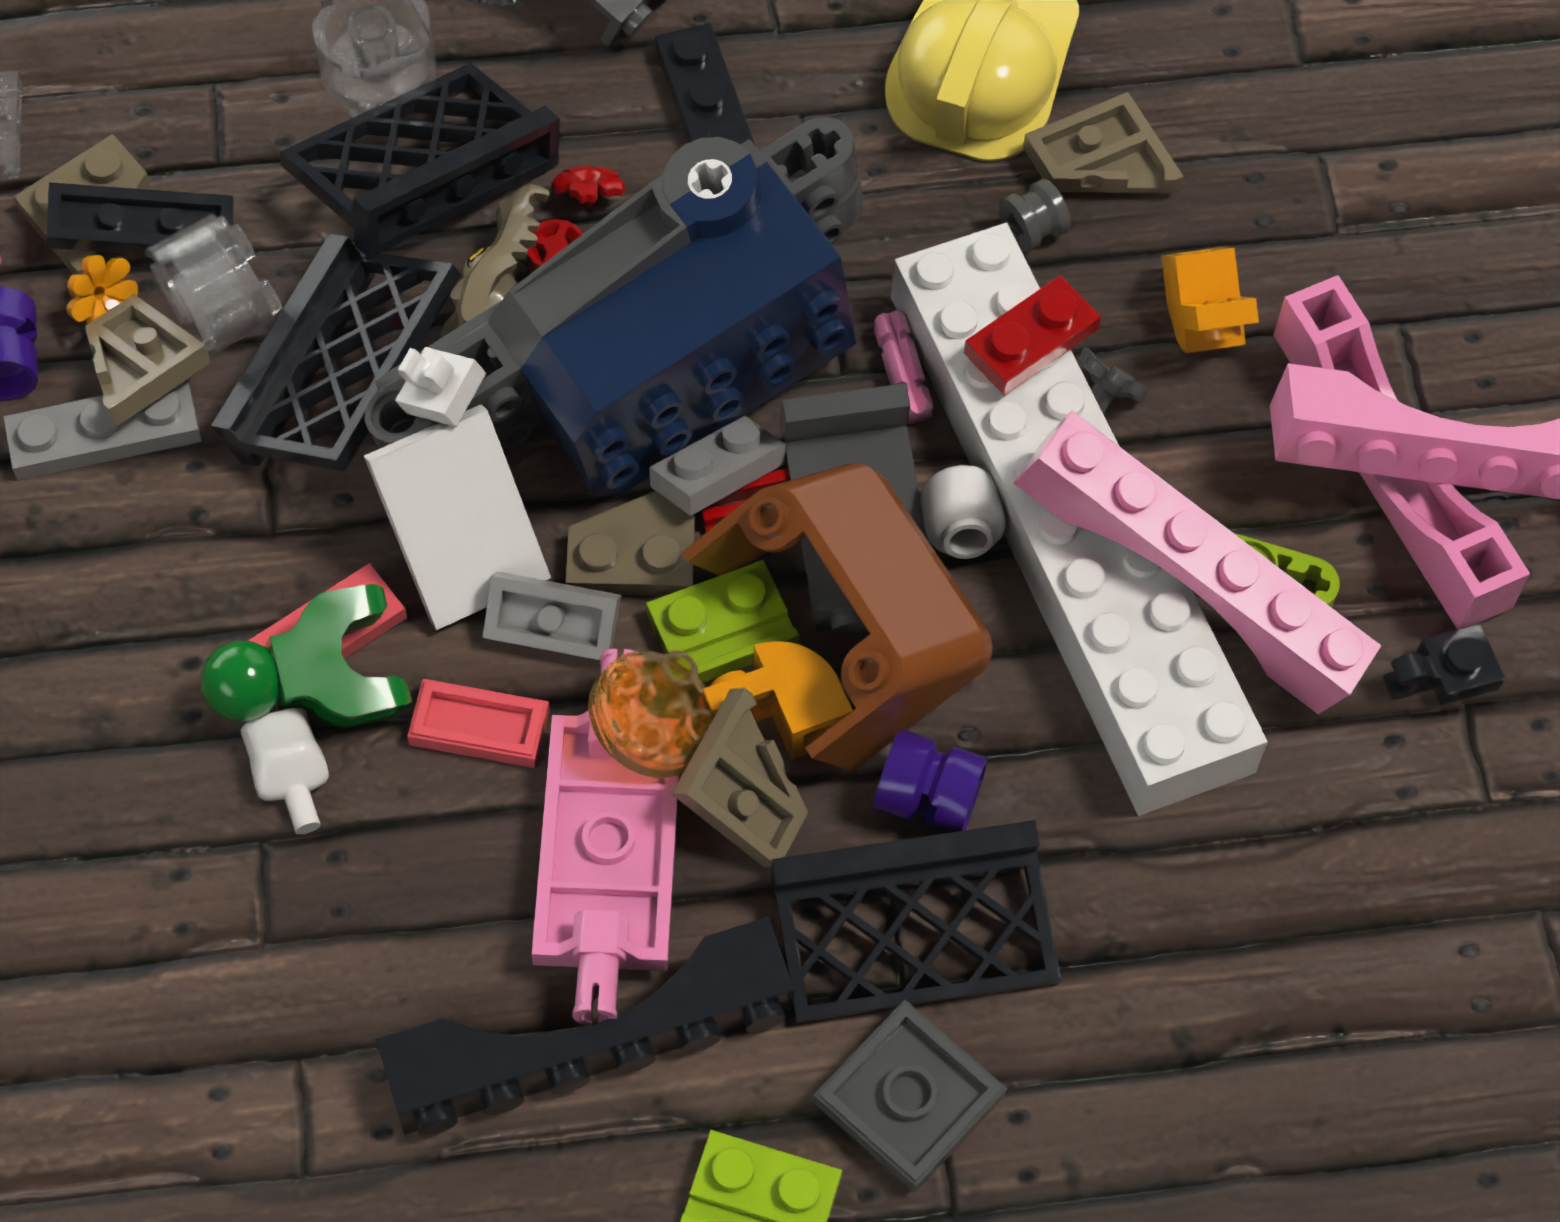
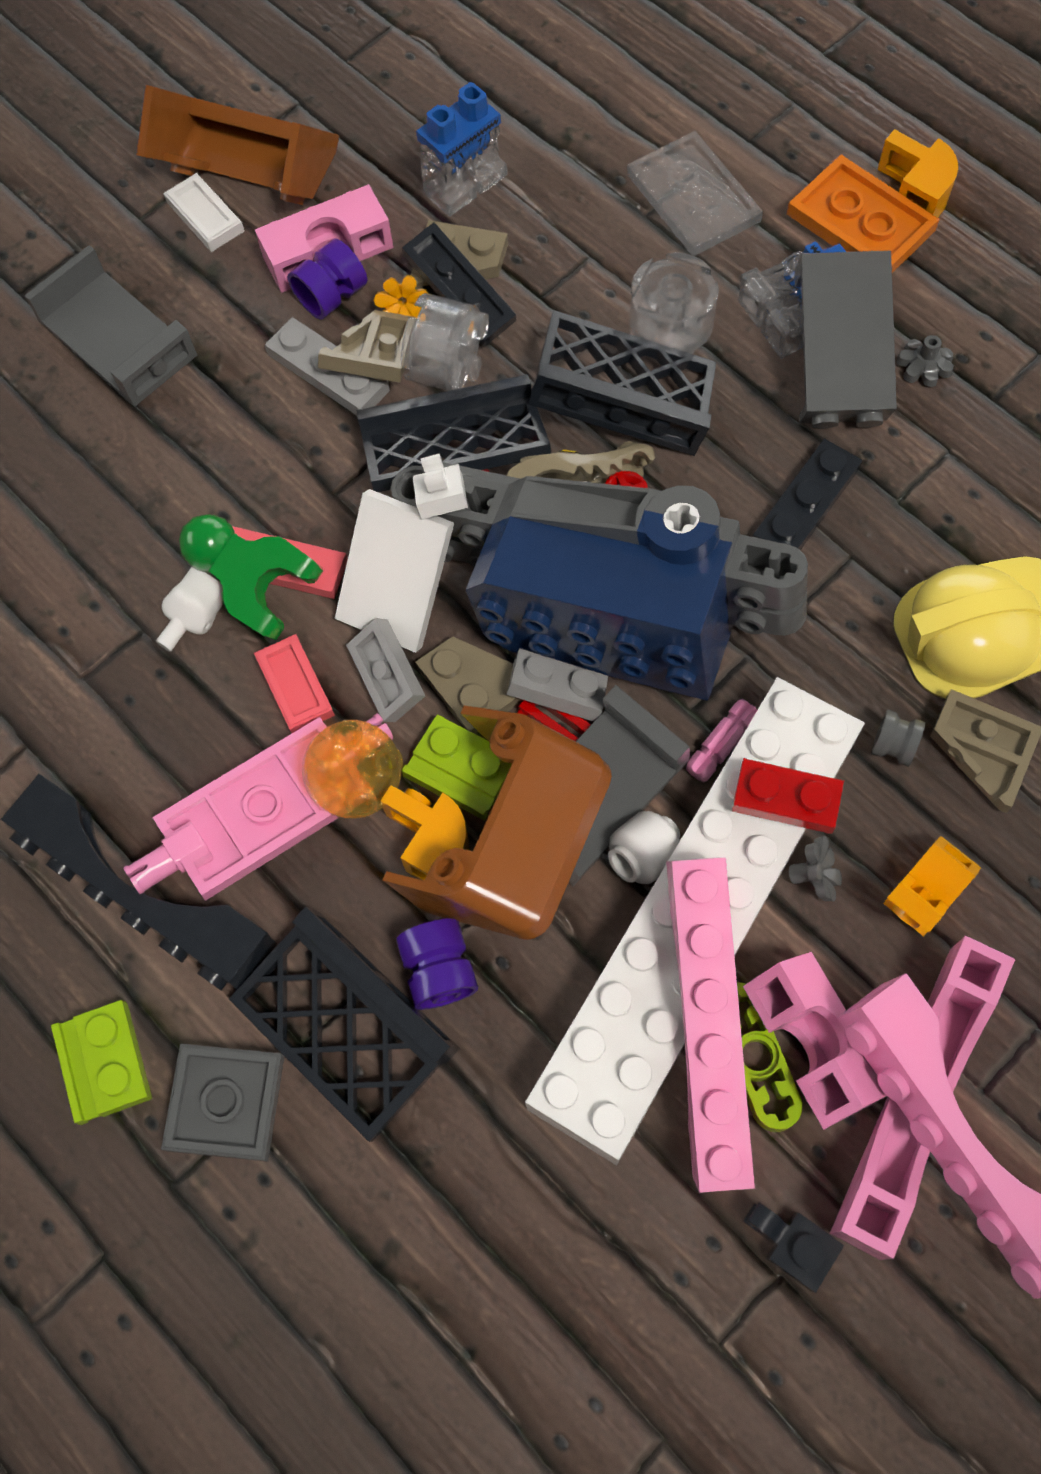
camera: 60 degrees right, 5 degrees up
(588, 182) = (690, 474): red plant -> none
(742, 784) = (346, 853): dark tan wing -> none
(1320, 503) = (802, 1001): none -> bright pink arch

